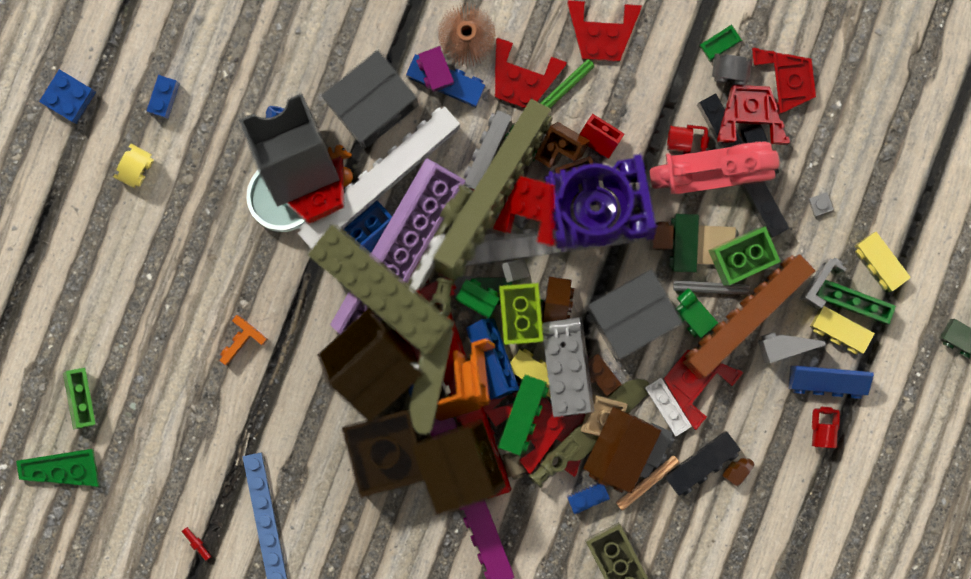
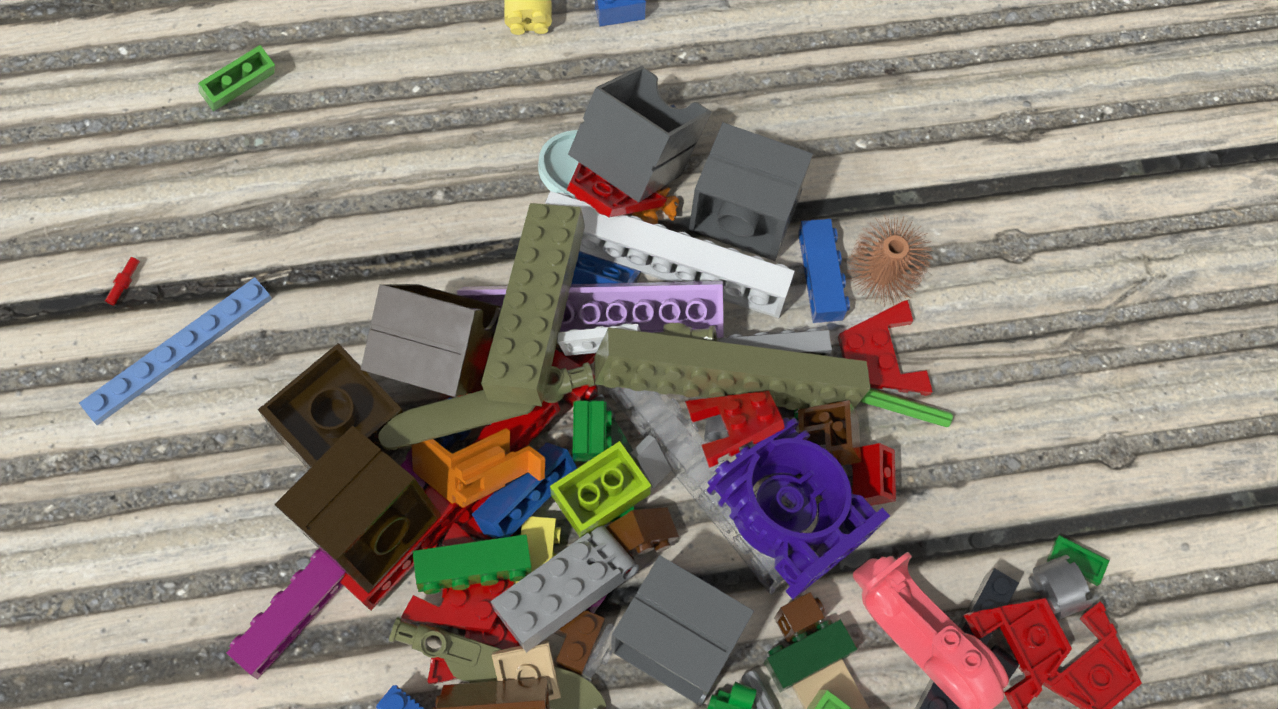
camera: 60 degrees right, 20 degrees down
(65, 468) = (149, 105): green wing -> none
(240, 339) = (393, 207): orange bracket -> none
(435, 68) = (829, 243): magenta brick -> none
(513, 465) = (400, 595): dark tan brick -> none
(602, 40) = (985, 420): red wing -> none
(681, 138) = (935, 575): red piece -> none

